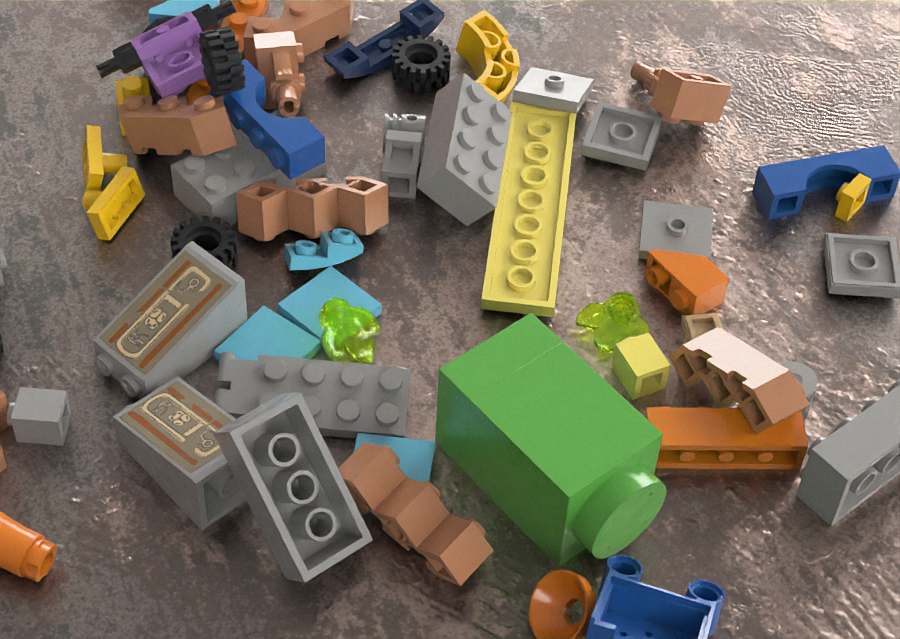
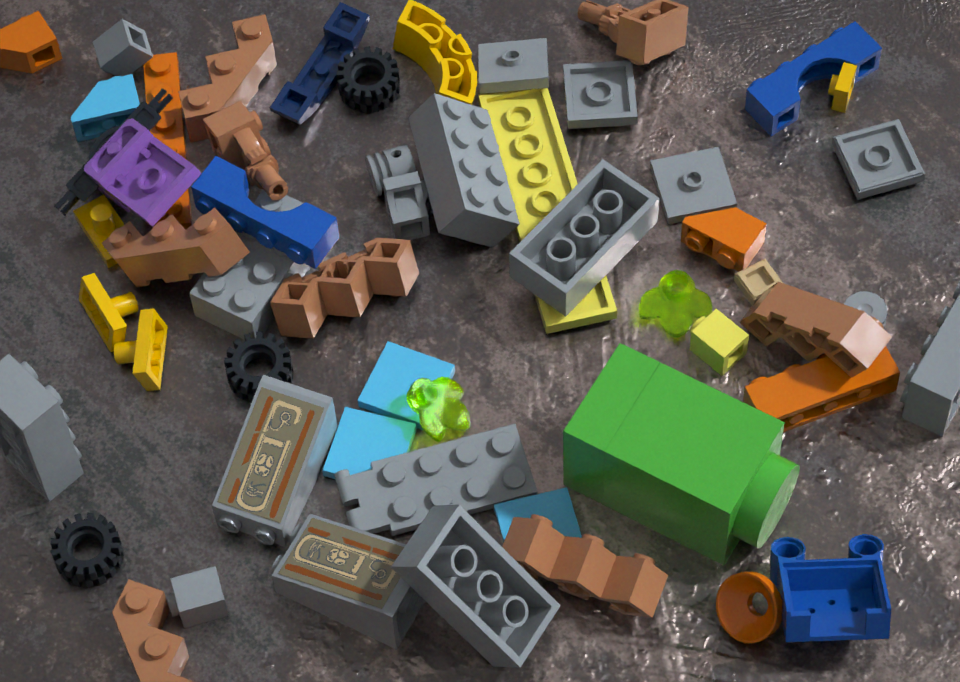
camera: 15 degrees left, 10 degrees up
(222, 61) = (206, 175): black tyre -> none
(333, 249) = (381, 324): medium azure slope -> none
(548, 232) = (584, 237): none -> light grey brick

